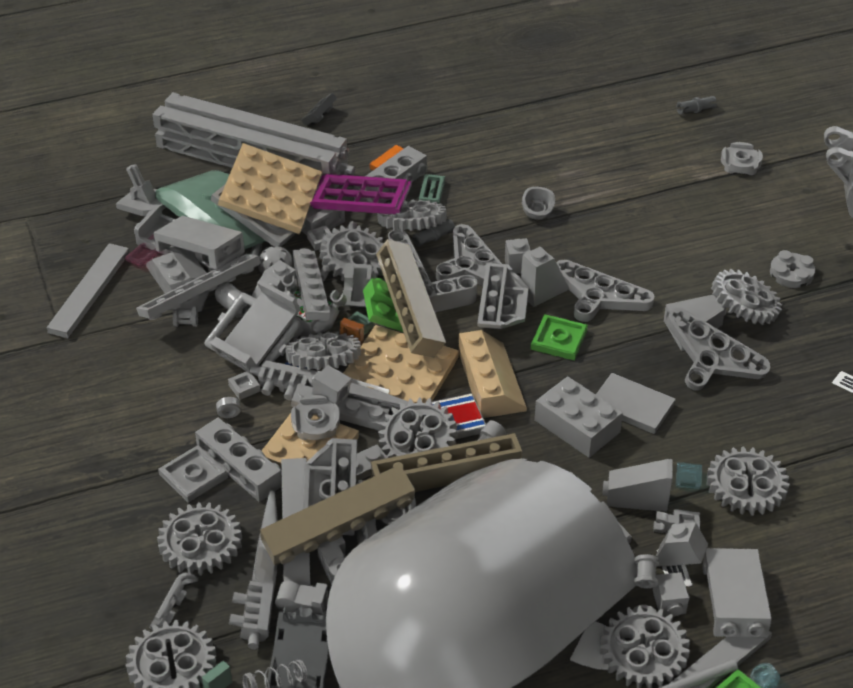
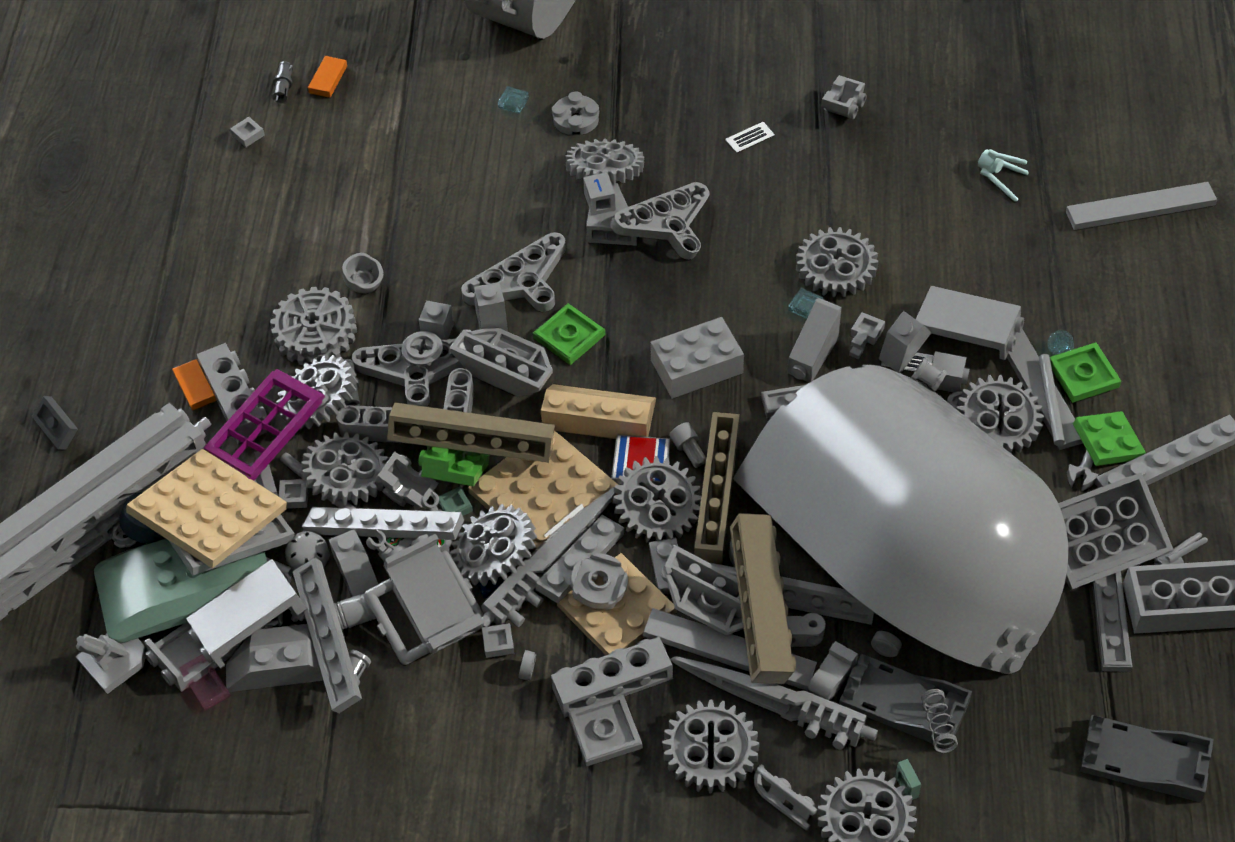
camera: 65 degrees left, 10 degrees up
(87, 291) = (240, 765): light grey tile -> none
(331, 384) = (567, 548): light grey brick -> none
(352, 328) = (471, 508): dark orange tile -> none
(434, 178) = (265, 365): sand green tile -> none
(475, 197) = (313, 325): none -> light grey piece
(488, 249) = (414, 343): none -> light grey gear
(634, 104) = (247, 132): none -> light grey plate
(639, 404) = (691, 306): light grey tile -> none
(698, 295) = (599, 193): none -> light grey brick
(722, 126) = (327, 76): none -> orange tile
(748, 164) = (391, 92): light grey plate -> none
(779, 229) = (513, 99): none -> clear light blue tile

